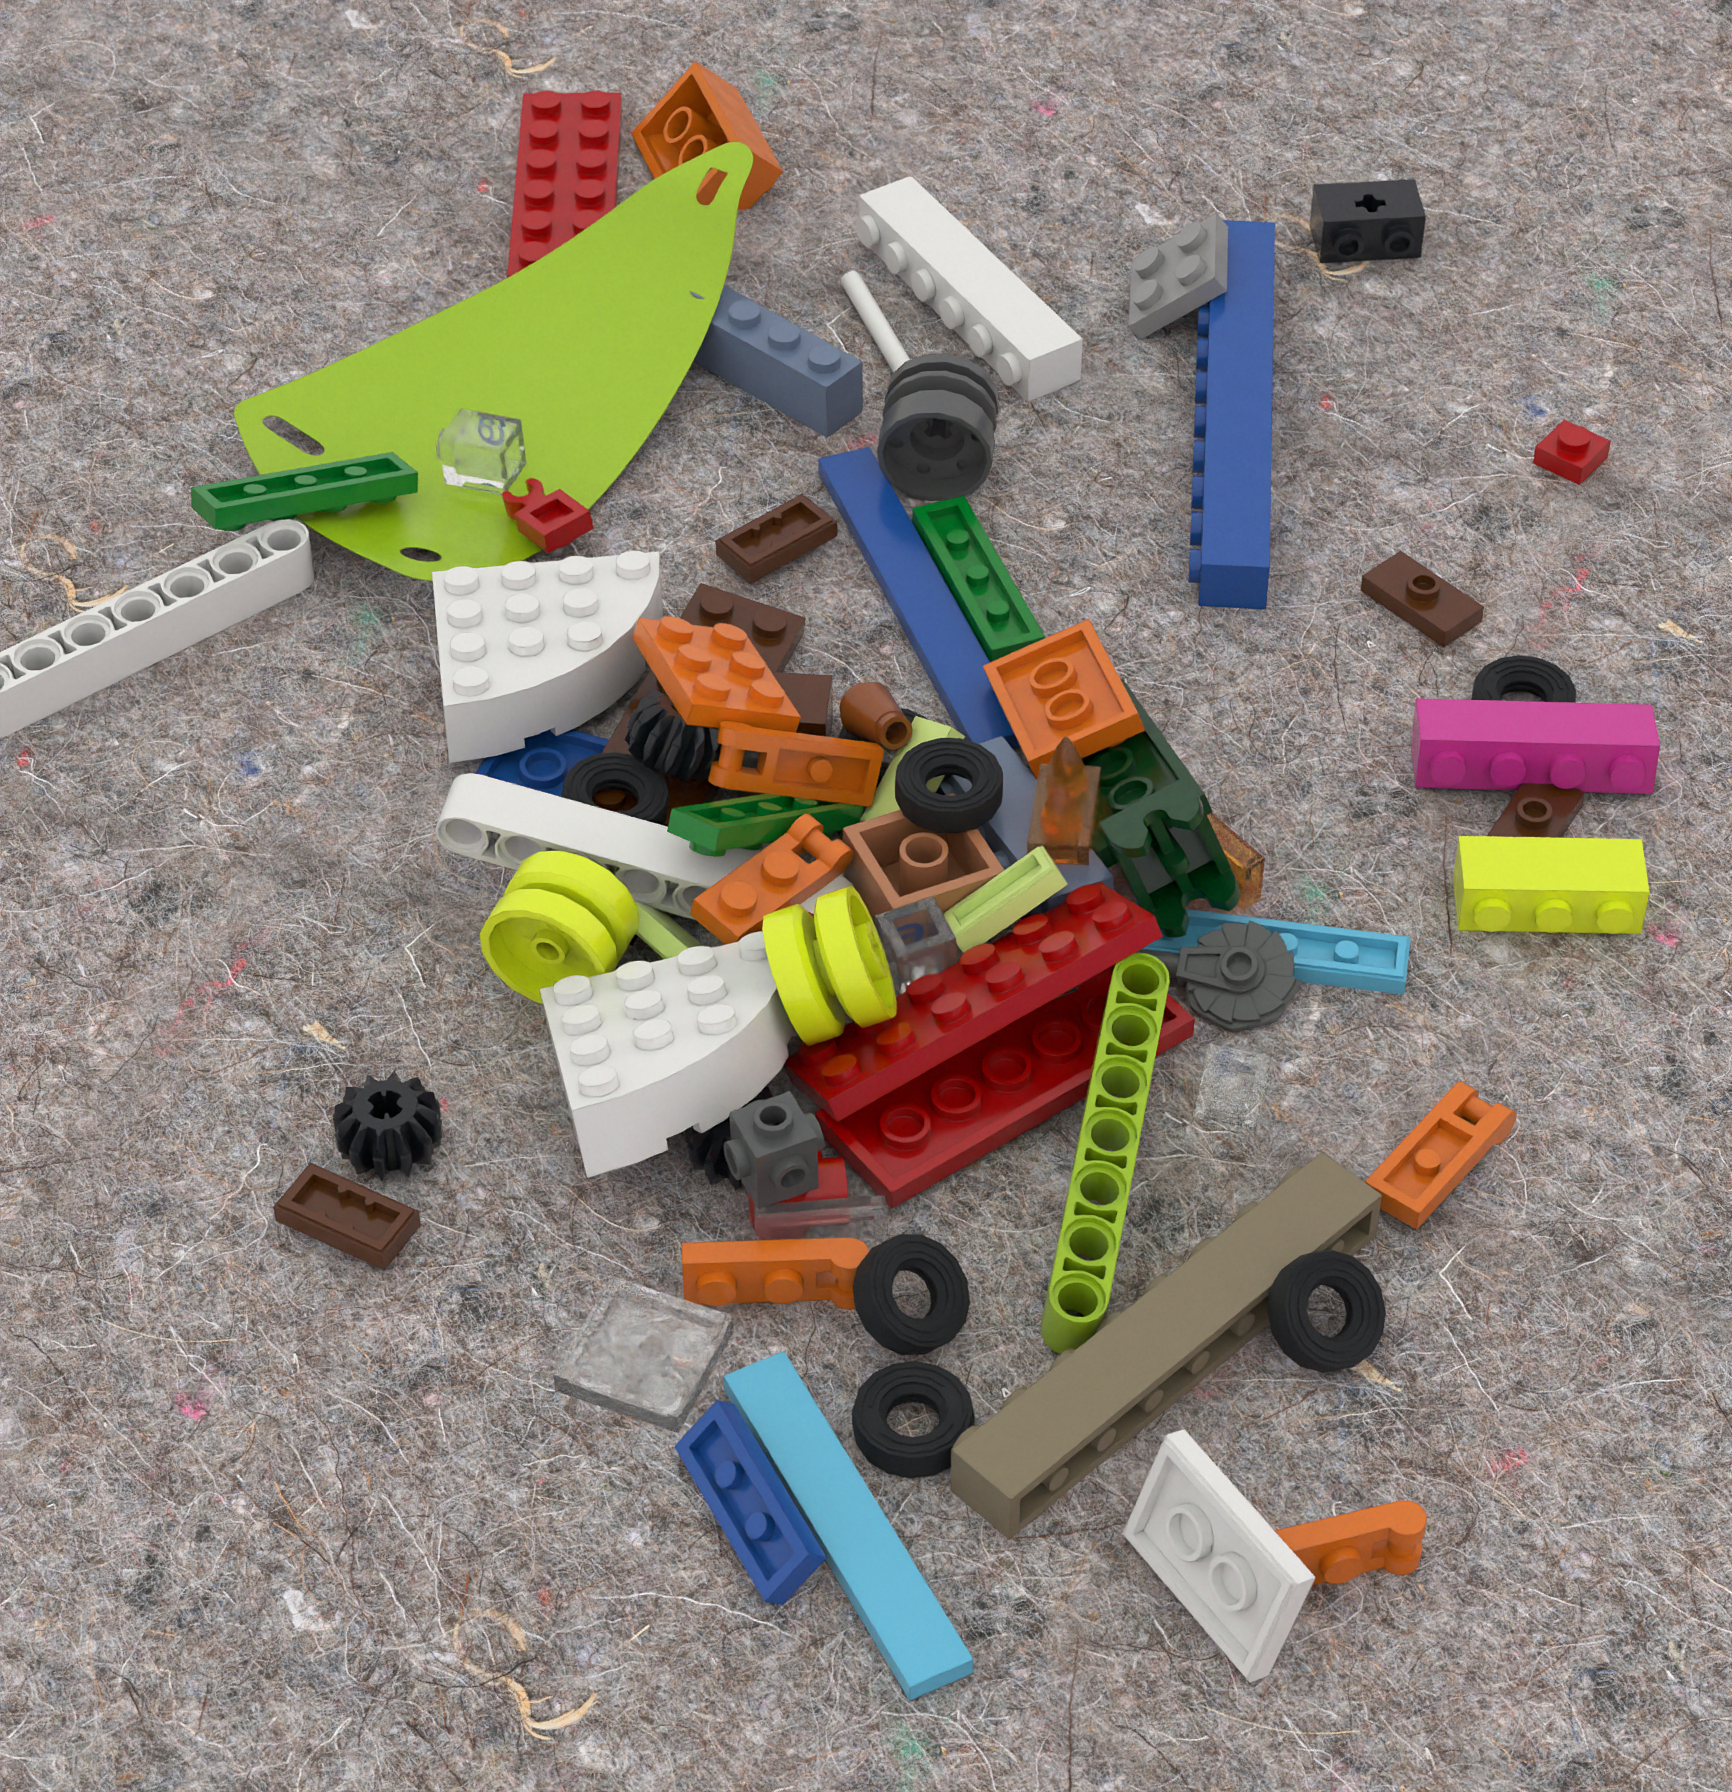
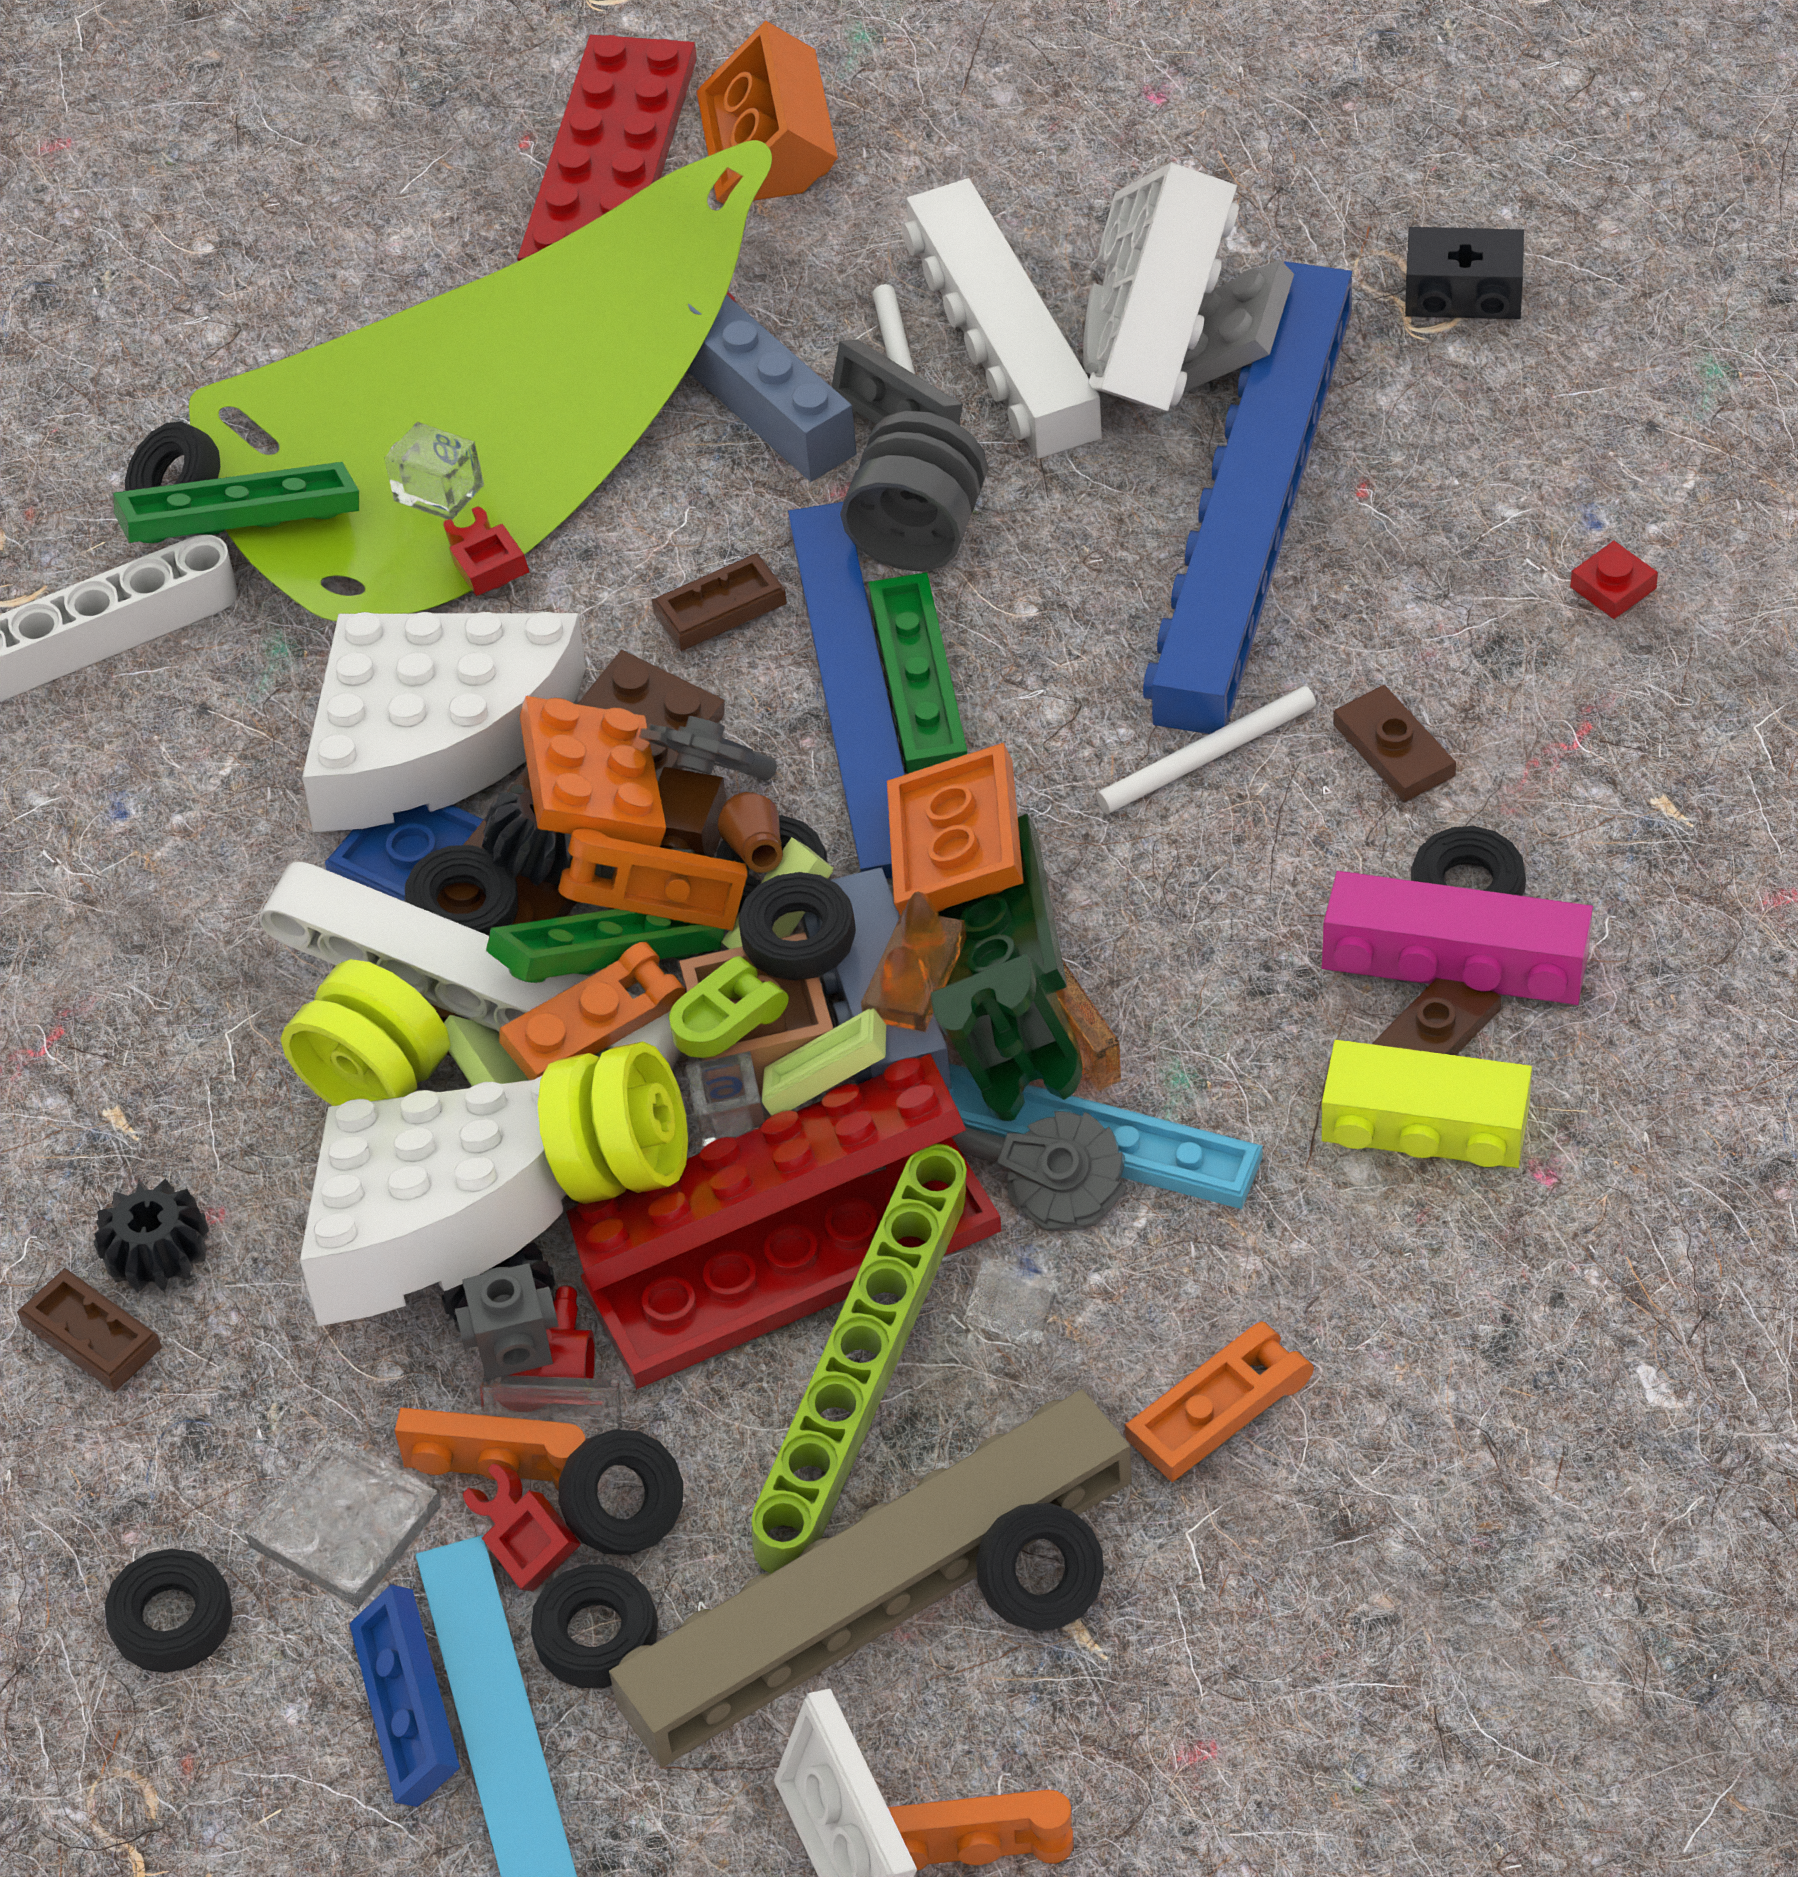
camera: 15 degrees right, 5 degrees up
(225, 448) = (163, 447): none -> black tyre
(492, 1493) = (177, 1647): none -> black tyre
(813, 650) = (702, 747): none -> dark grey piece
(827, 1343) = (527, 1530): none -> red plate
(882, 346) = (882, 387): none -> dark grey plate
(891, 870) = (709, 1023): none -> lime plate
(1112, 232) = (1158, 266): none -> white brick
(1254, 620) = (1205, 749): none -> white bar

